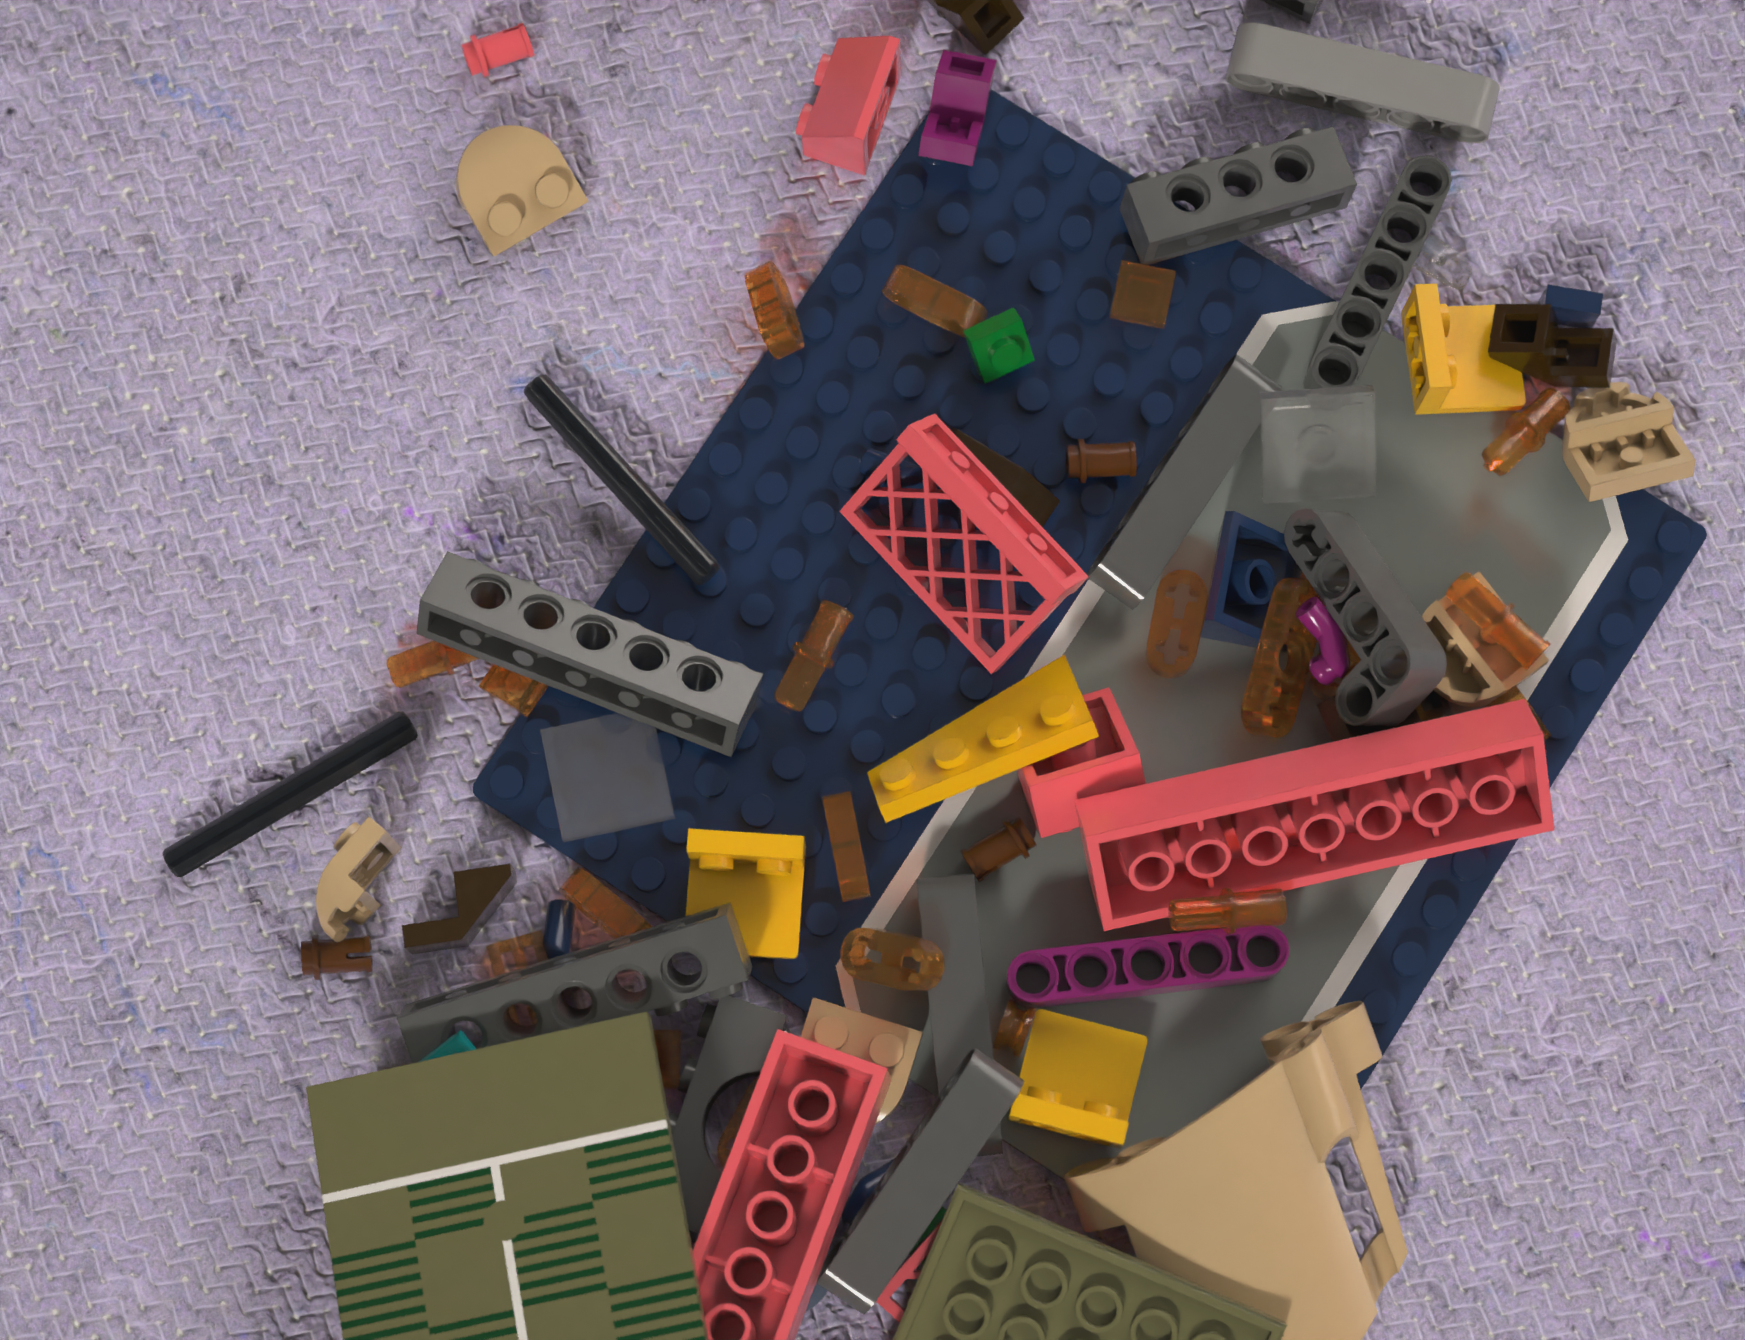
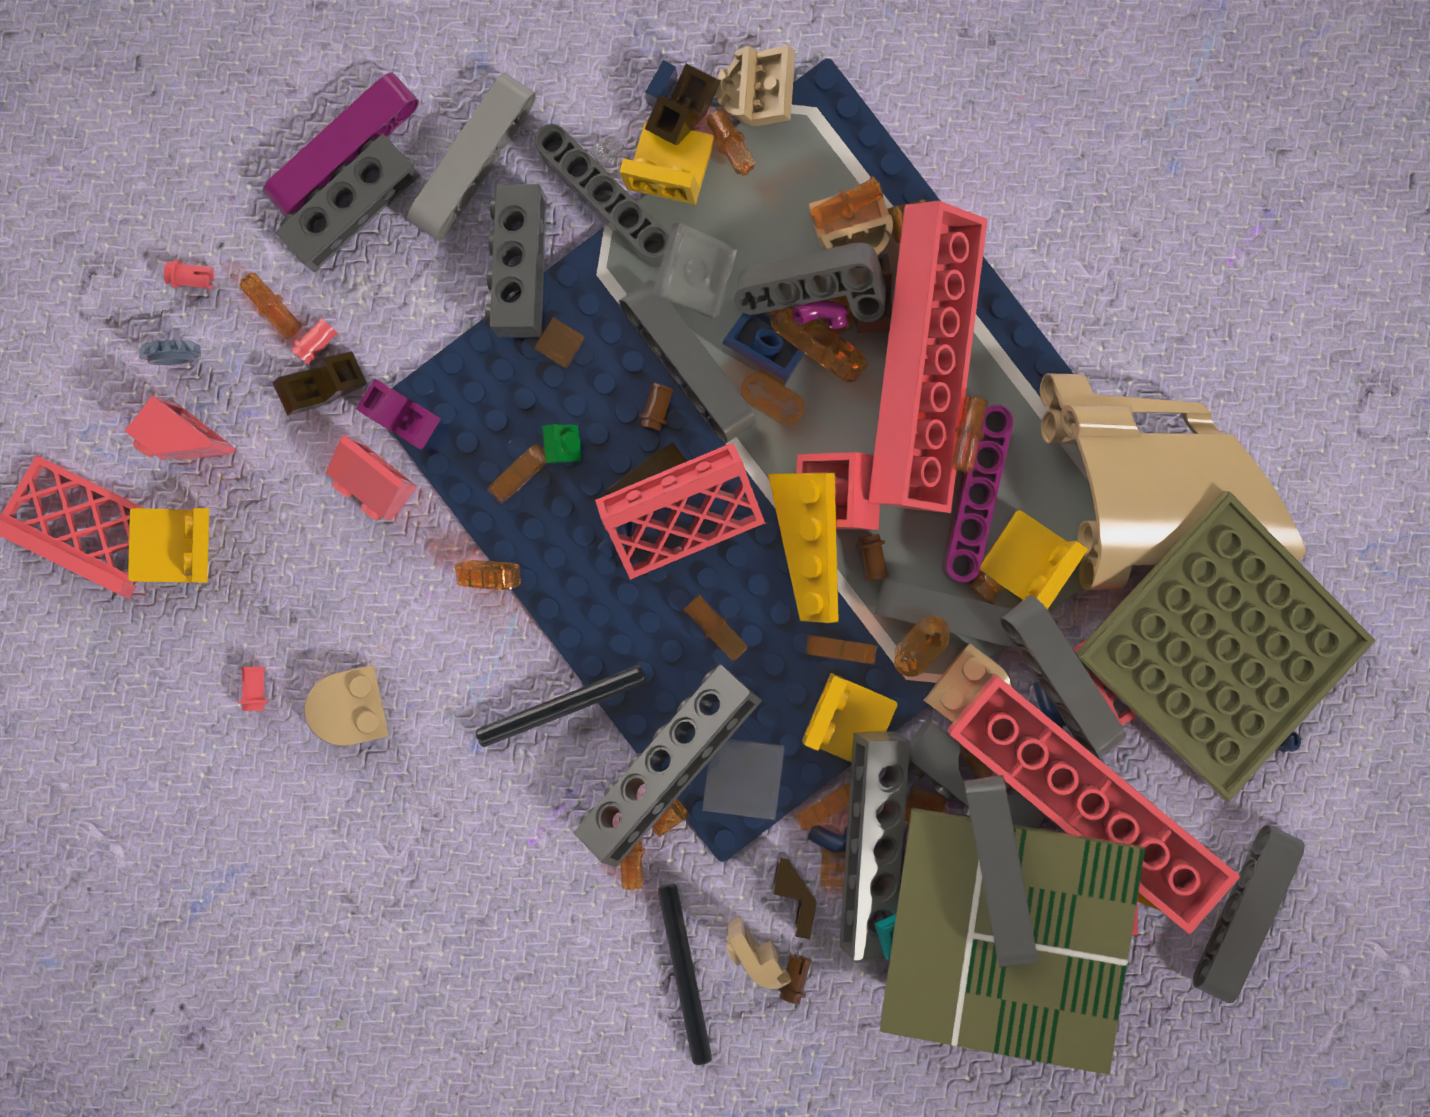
camera: 75 degrees left, 10 degrees up
(604, 1160) = (1001, 871): none -> dark grey beam

